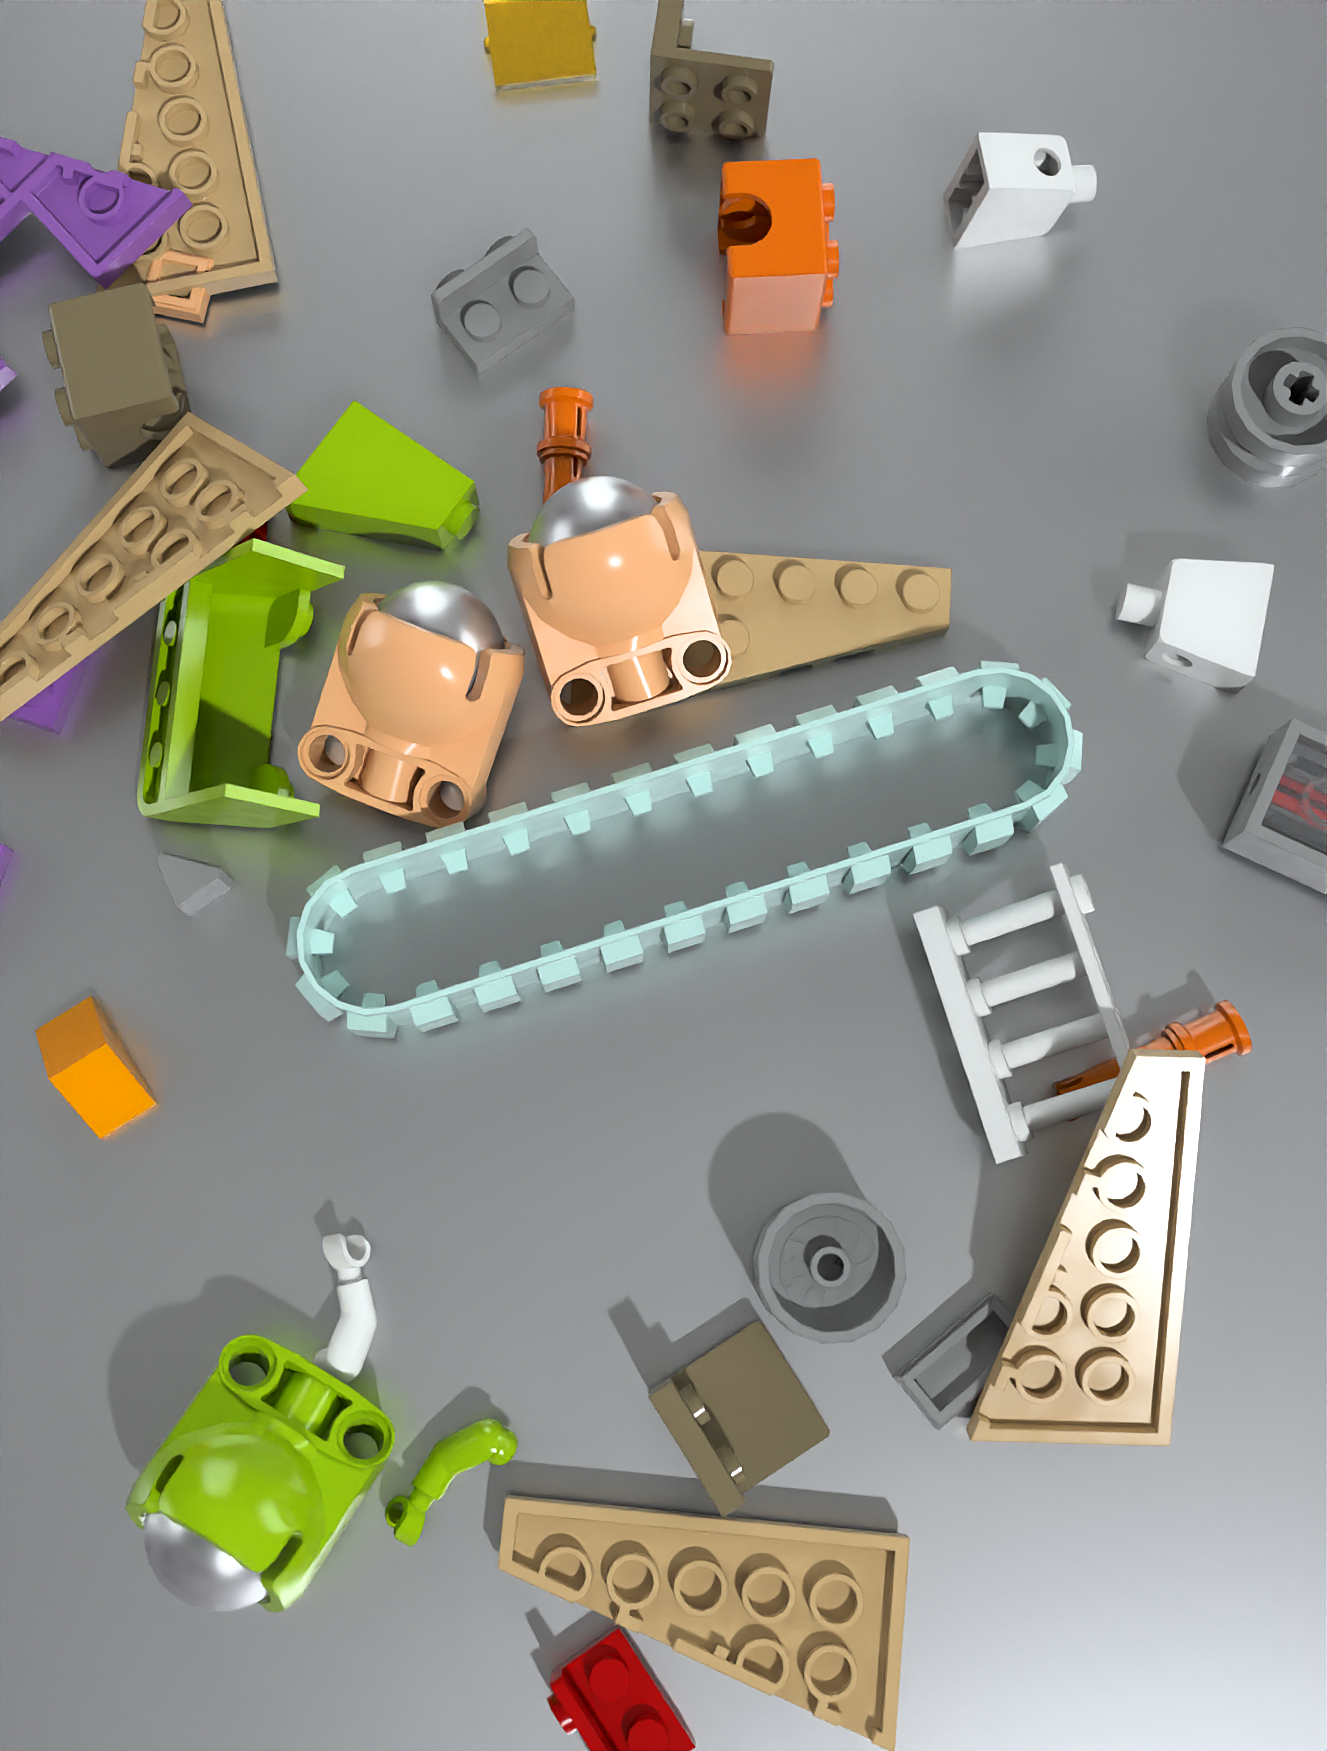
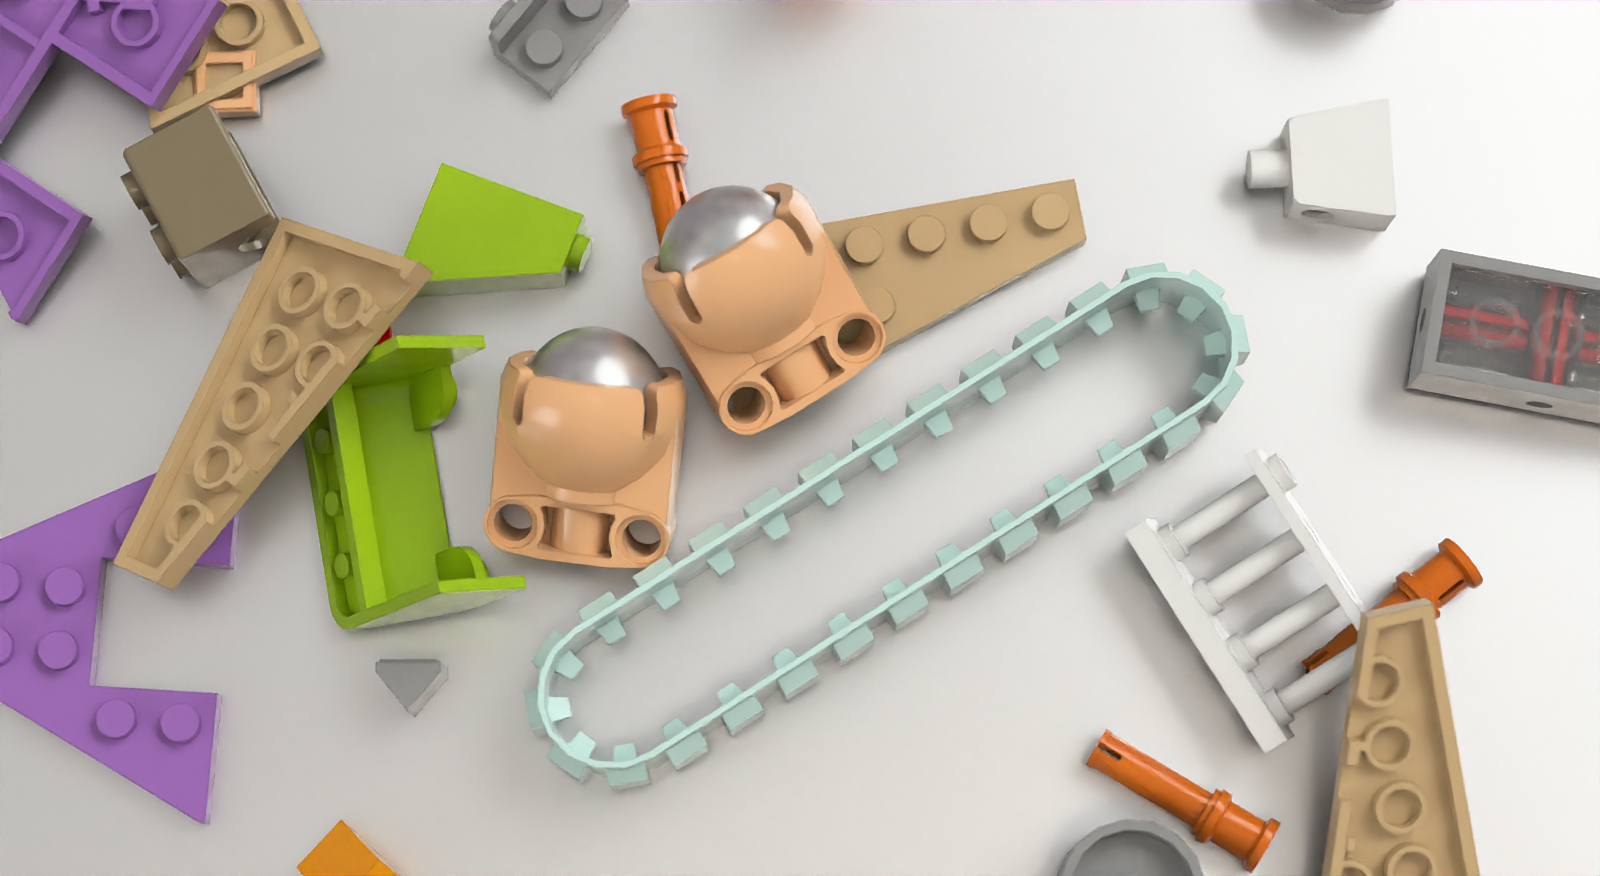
camera: 10 degrees left, 0 degrees up
(927, 1209) = (1210, 815): none -> orange pin

